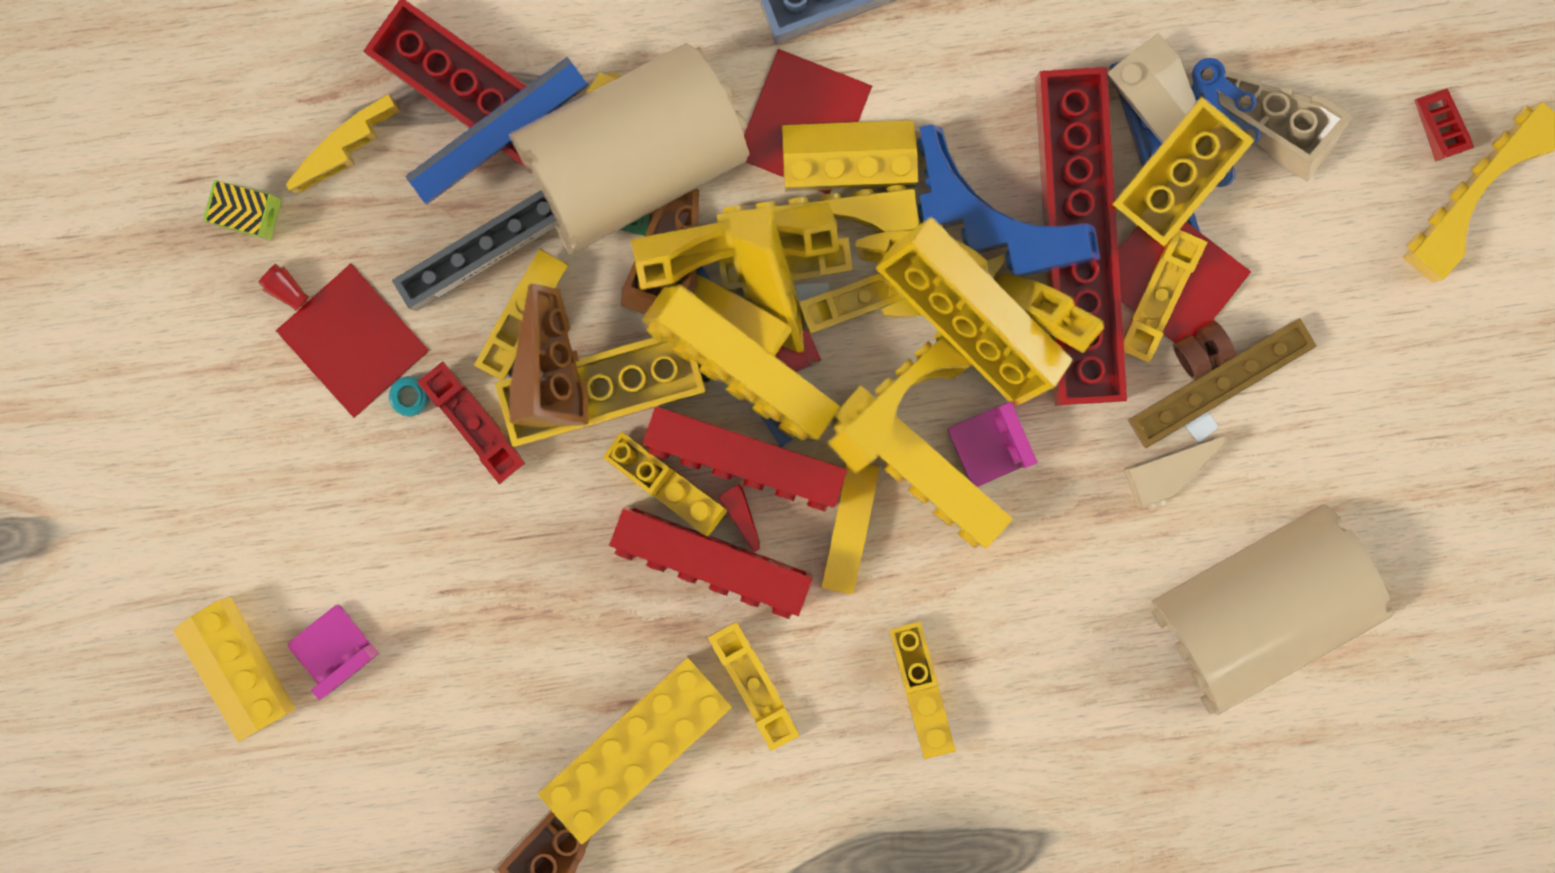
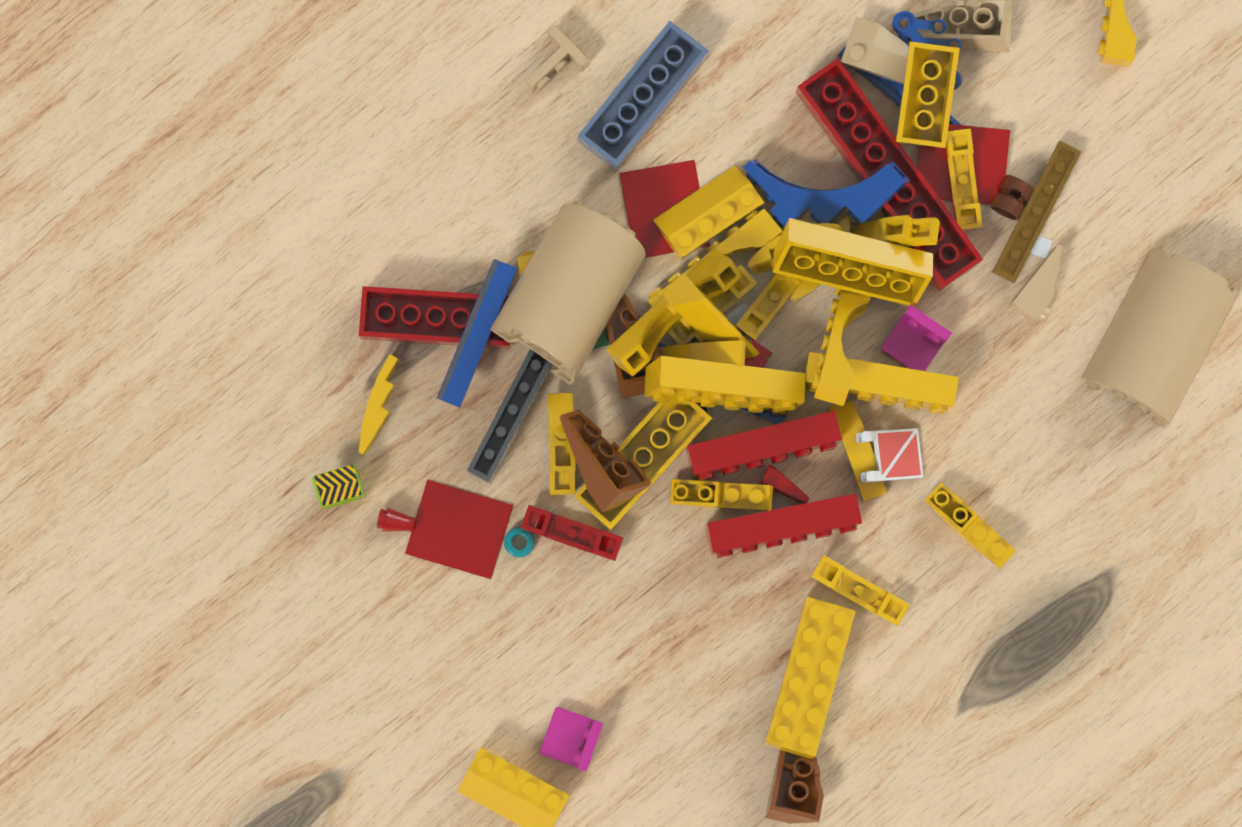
camera: 35 degrees left, 5 degrees down
(889, 558) = (895, 454): none -> flag

